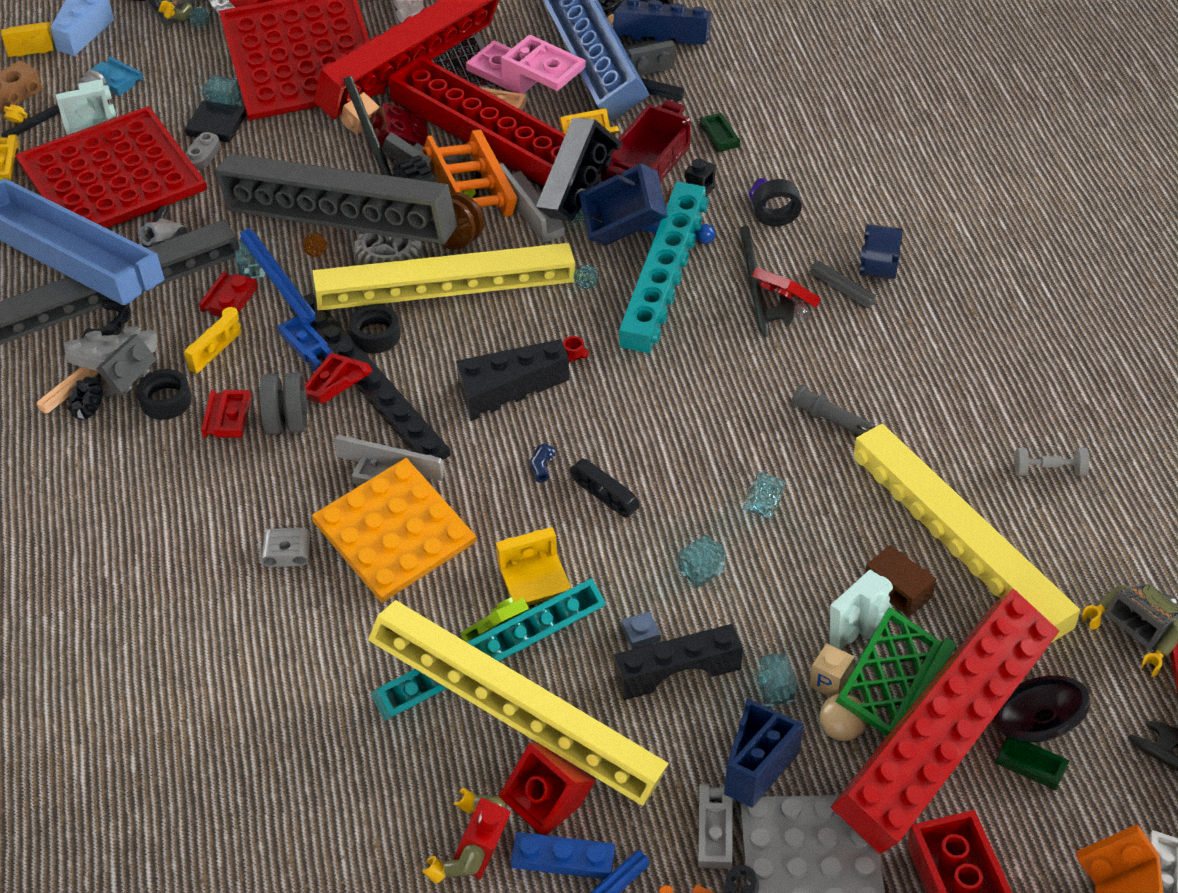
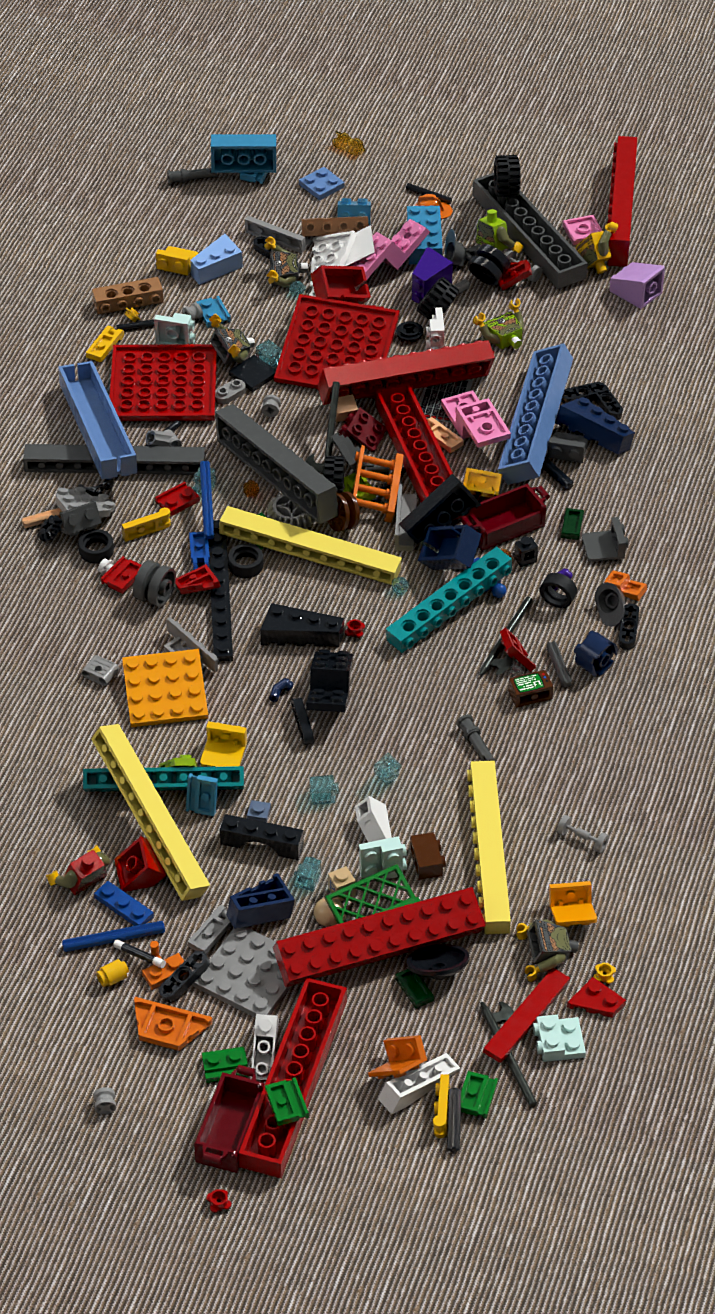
camera: 30 degrees right, 0 degrees up
(165, 96) = (229, 343): none -> torso
(196, 413) = (104, 566): none -> white plate
(268, 145) = (271, 405): none -> light grey wheel
(377, 10) = (409, 326): none -> black gear
(559, 644) = (201, 794): none -> dark azure plate
(604, 422) = (330, 681): none -> black bracket
(781, 134) = (606, 544): none -> dark grey bracket
(806, 571) = (373, 819): none -> white slope
(826, 170) = (630, 588): none -> orange slope
(839, 323) = (530, 688): none -> reddish brown brick
(844, 194) = (610, 604): none -> dark grey piece
(879, 201) = (627, 645): none -> black beam
(1120, 554) = (572, 903): none -> light orange bracket

